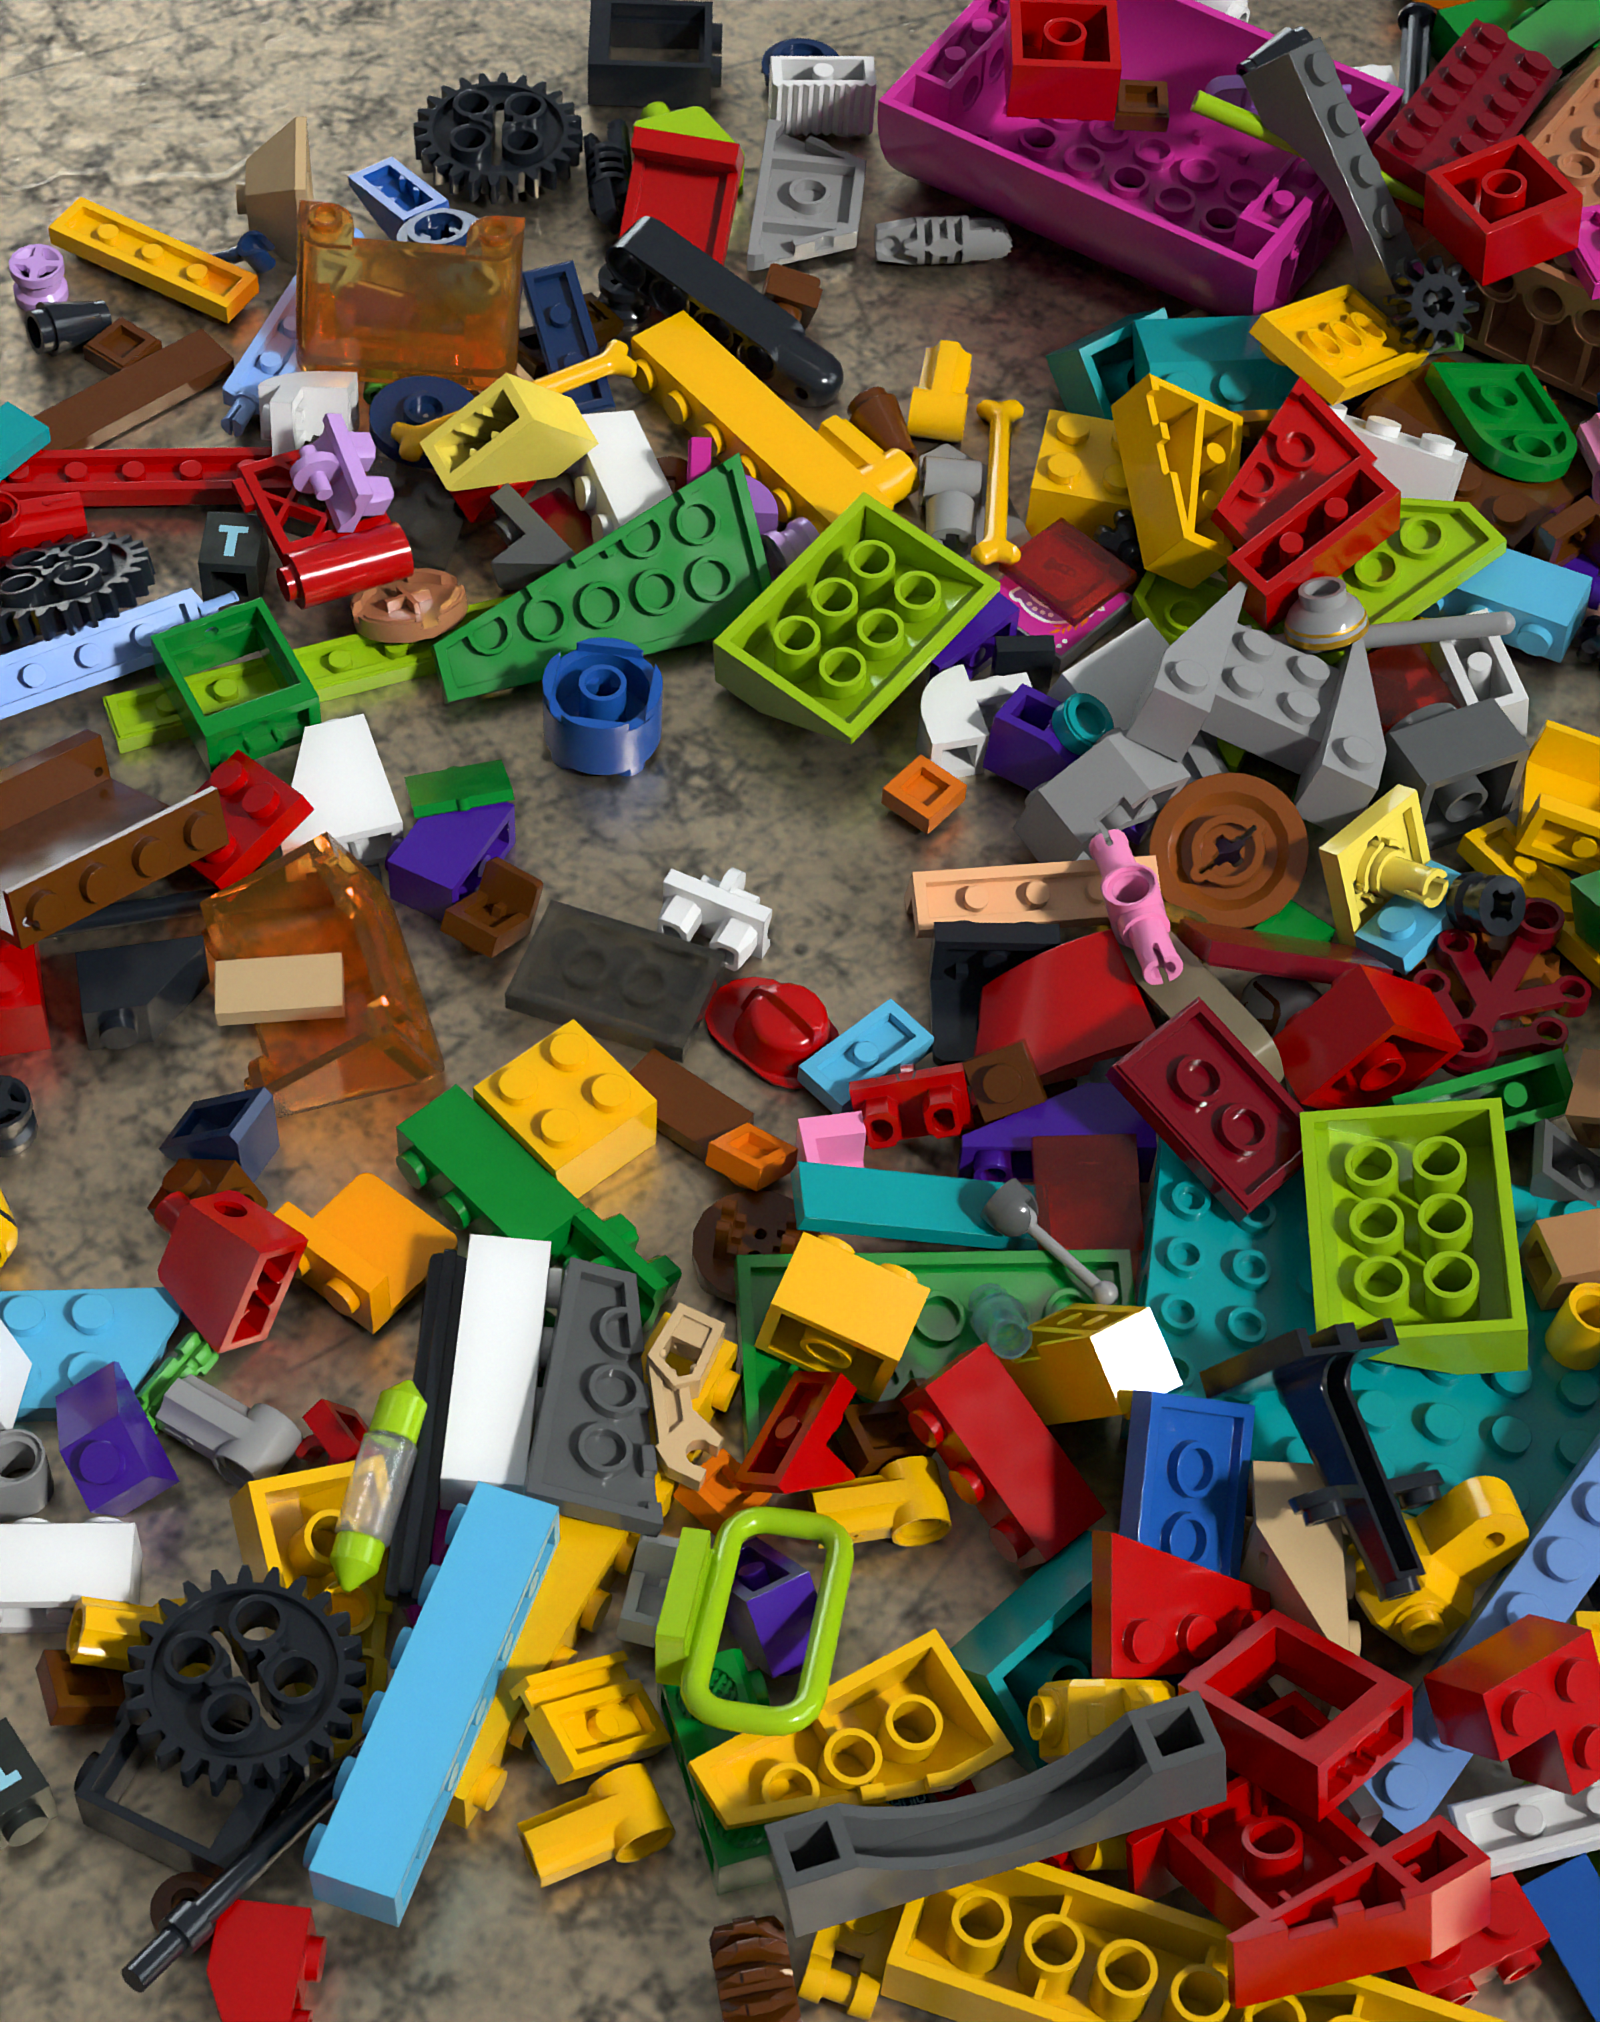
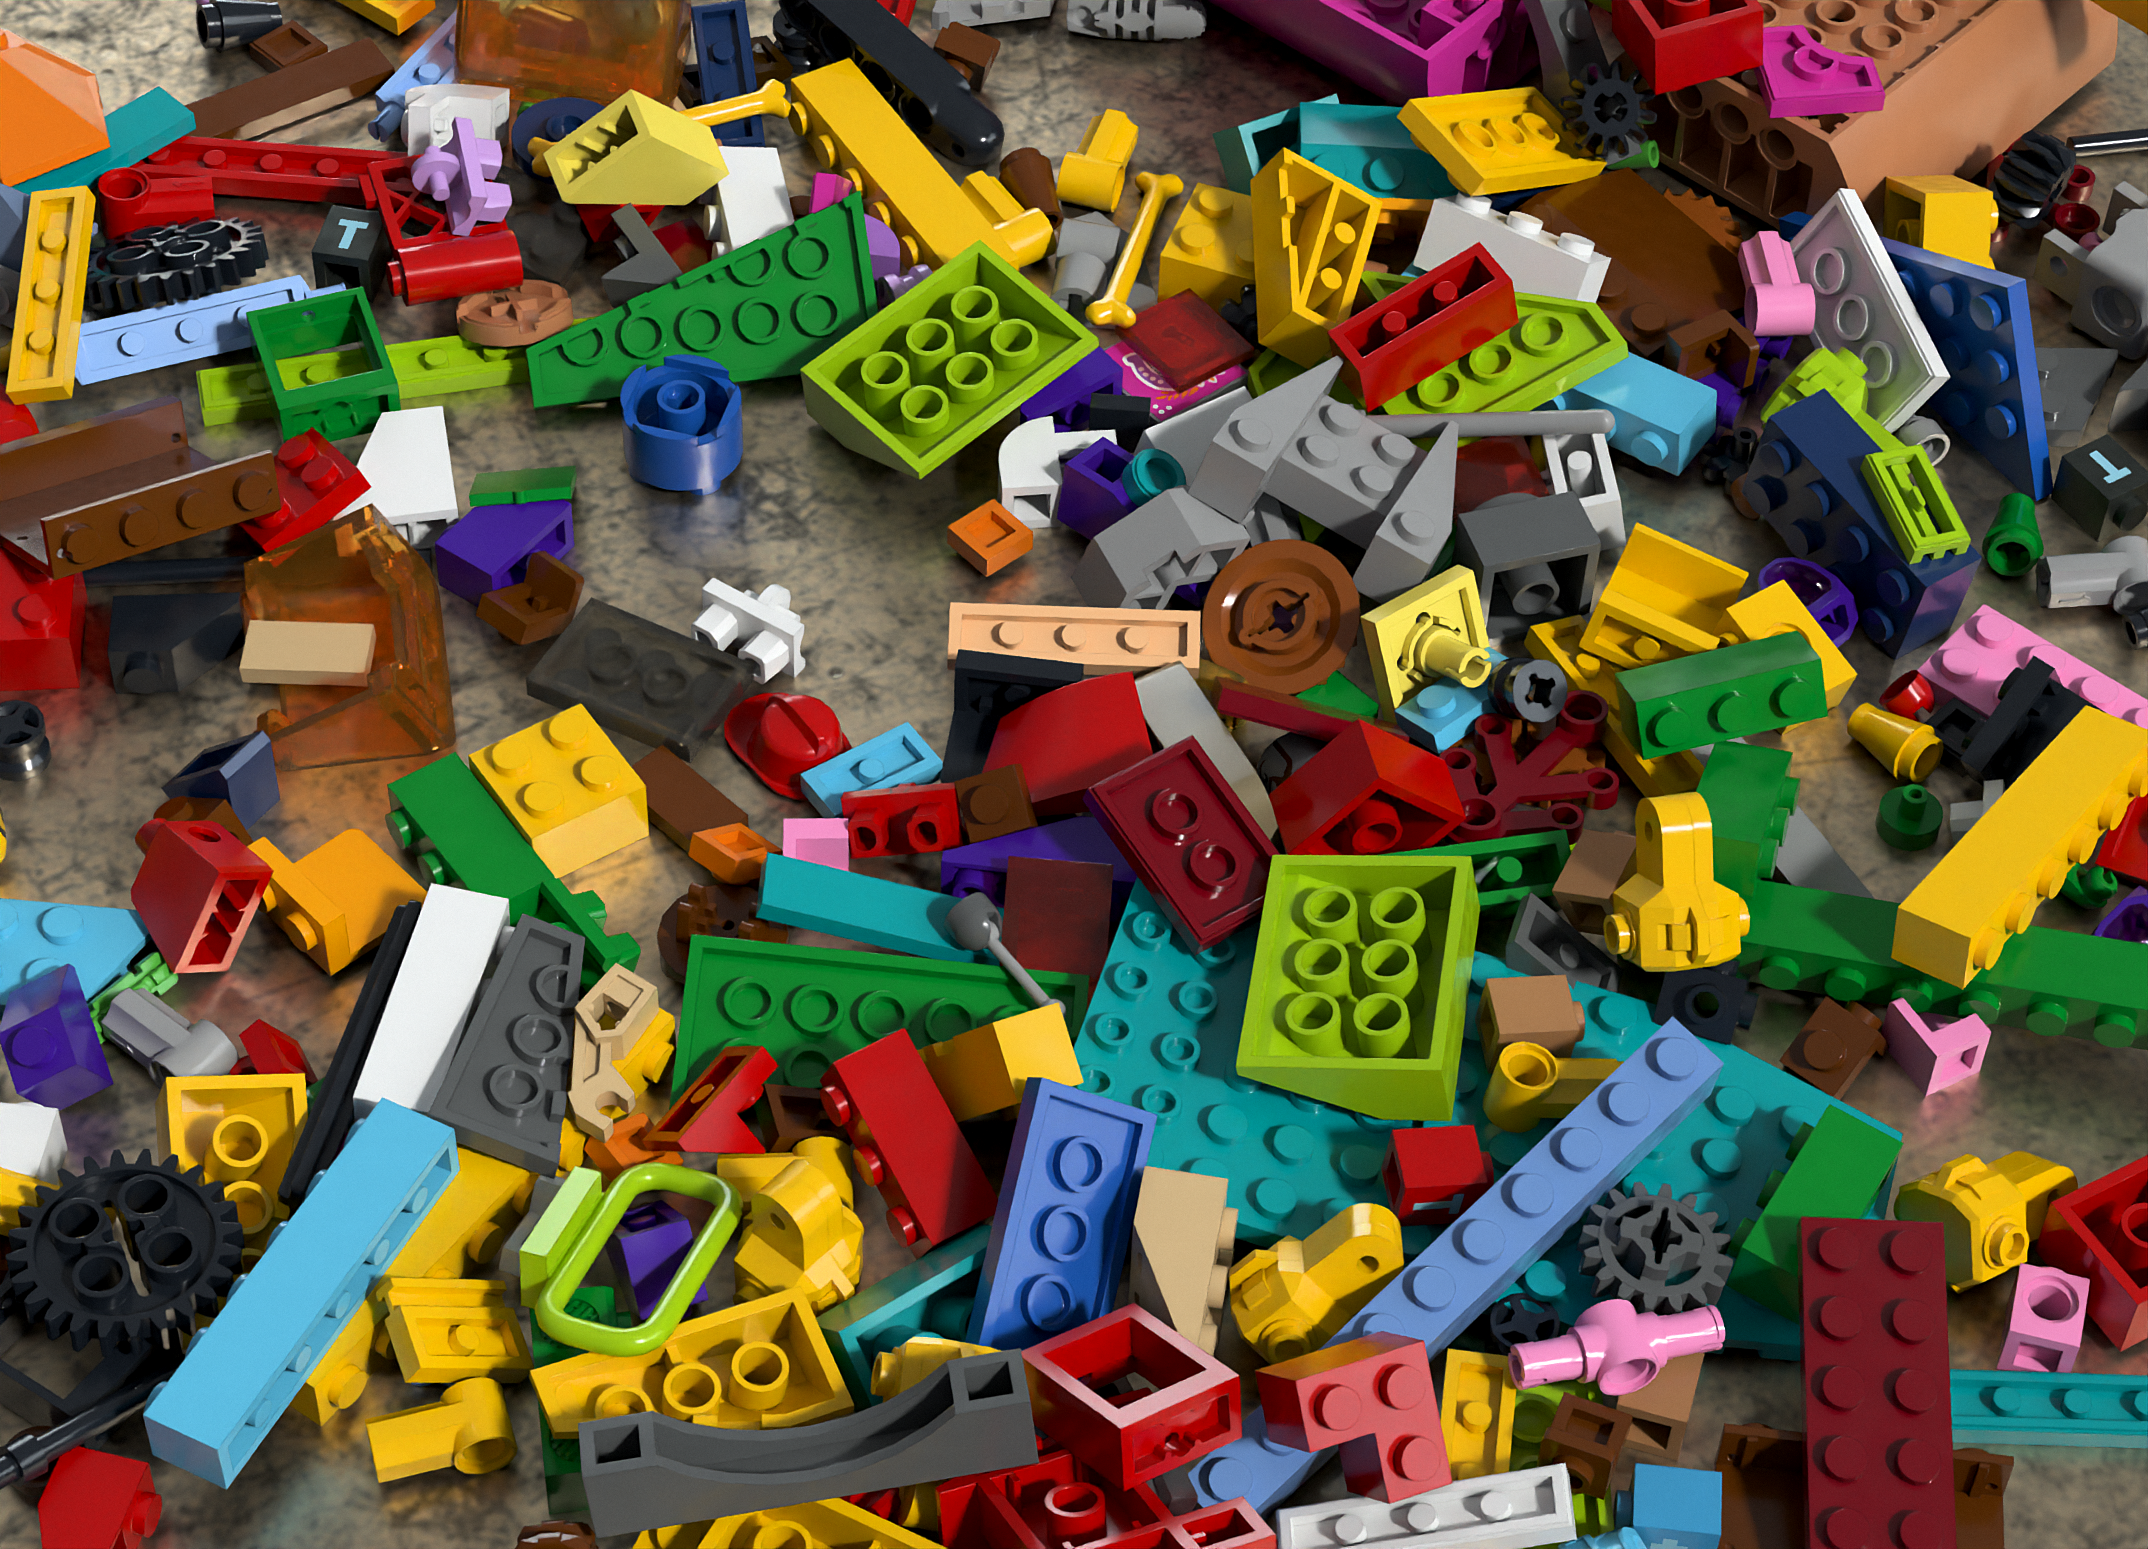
camera: 10 degrees right, 5 degrees down
(377, 1485) = (291, 1096): piece -> none
(842, 1314) = (773, 991): yellow brick -> none
(913, 1582) = (797, 1239): none -> yellow piece
(1000, 1321) = (926, 1032): clear light blue pin -> none
(1135, 907) = (1159, 652): bright pink pin -> none
(1161, 1610) = (1016, 1287): red wing -> none
(1292, 459) = (1419, 238): red wing -> none
(1316, 1390) = (1213, 1094): black piece -> none
(1325, 616) = (1423, 398): light grey piece -> none
(1504, 418) = (1667, 231): green tile -> none
(1527, 1430) = (1435, 1173): none -> red brick

